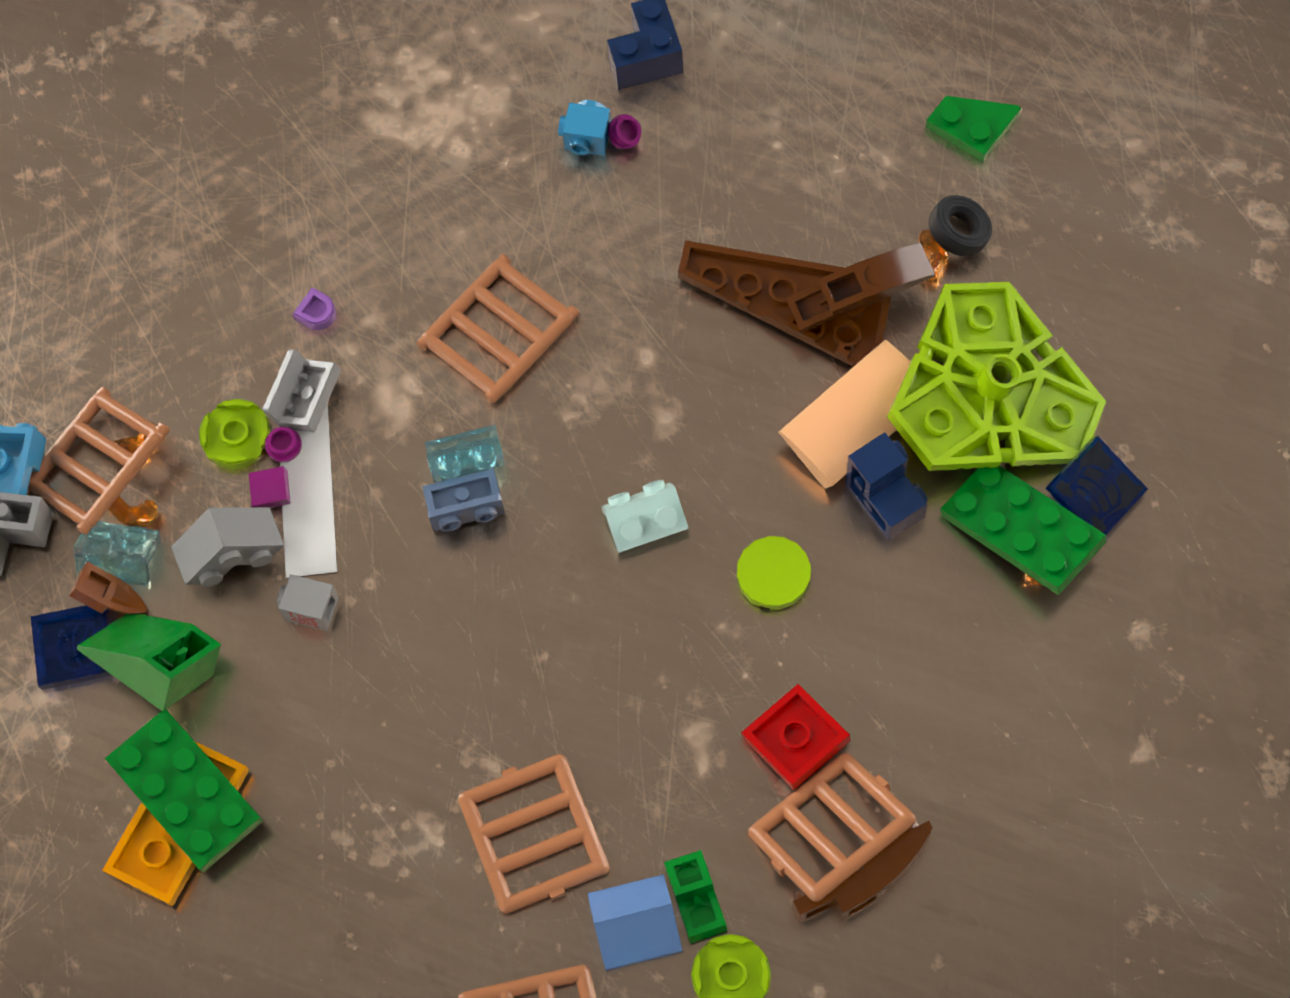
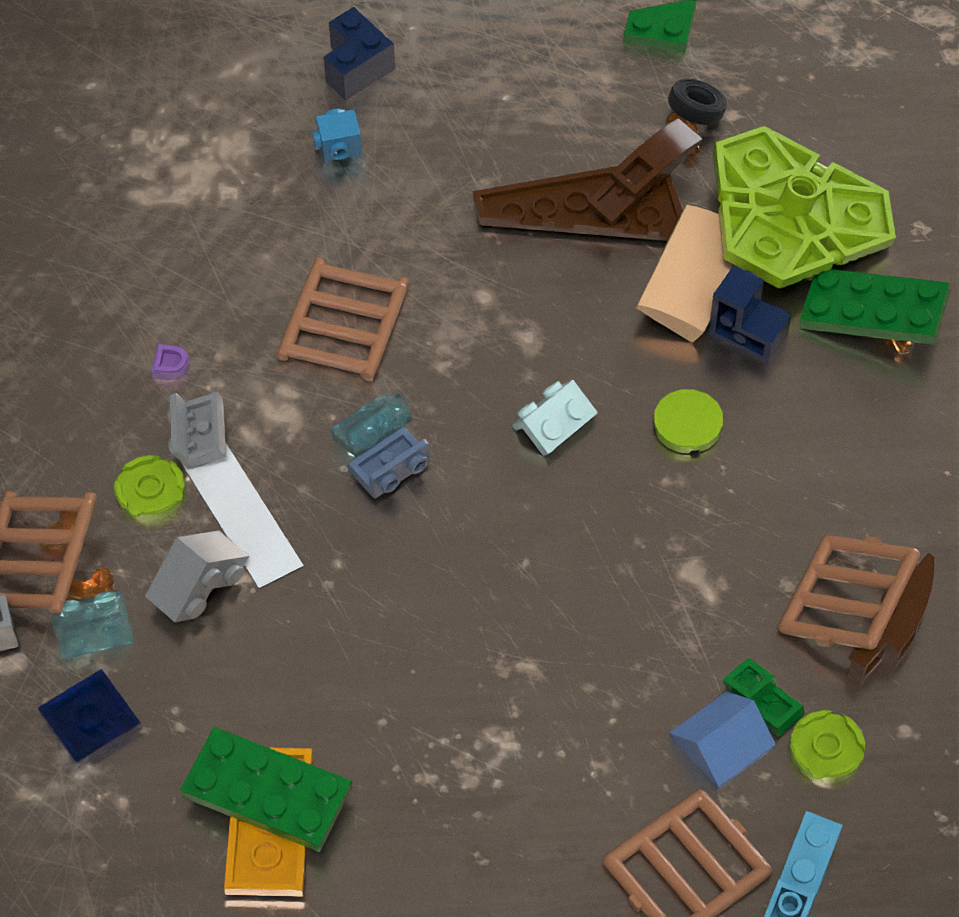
camera: 30 degrees left, 10 degrees down
(103, 591) = (100, 657): dark orange plate -> none
(154, 656) = (180, 688): green slope -> none
(269, 487) = (206, 516): magenta tile -> none
(283, 444) = (200, 478): magenta plate -> none
(307, 602) = (293, 595): light grey brick -> none
(495, 867) = (579, 745): nougat bar -> none
(624, 131) = (373, 126): magenta plate -> none
(796, 736) = (778, 538): red plate -> none
(1097, 486) = (916, 252): tile -> none

